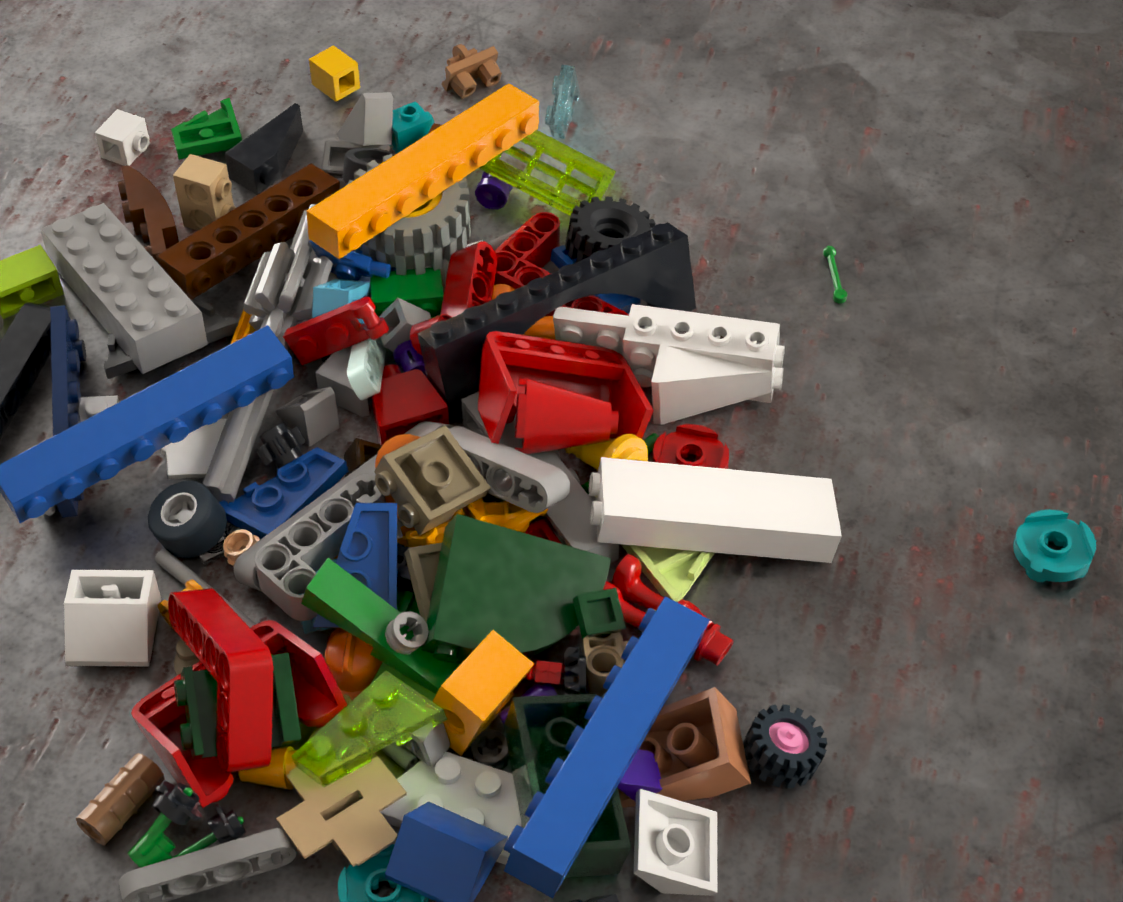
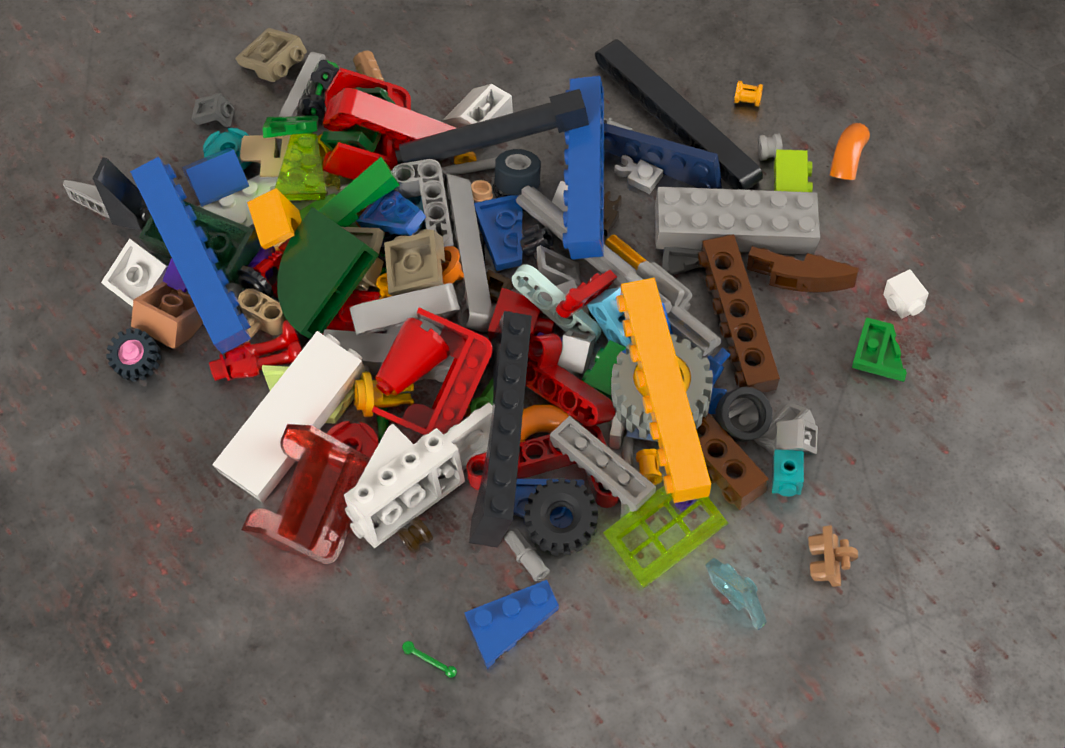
camera: 130 degrees right, 10 degrees up
(95, 462) = (563, 112): none -> black brick
(202, 191) = (790, 300): tan brick -> none
(266, 152) = (825, 372): black slope -> none
(307, 789) = (290, 125): none -> green wing
(334, 73) = (886, 455): yellow brick -> none
(415, 623) = (340, 210): light grey bush -> none
(490, 220) = (649, 465): none -> light orange bush
(531, 223) = (602, 464): none -> light grey gear
(599, 613) = (270, 303): dark green plate -> none
(740, 241) = (509, 618): none -> blue wing
(768, 430) = (313, 511): none -> clear red windscreen
(1050, 564) = (121, 612): teal plate -> none

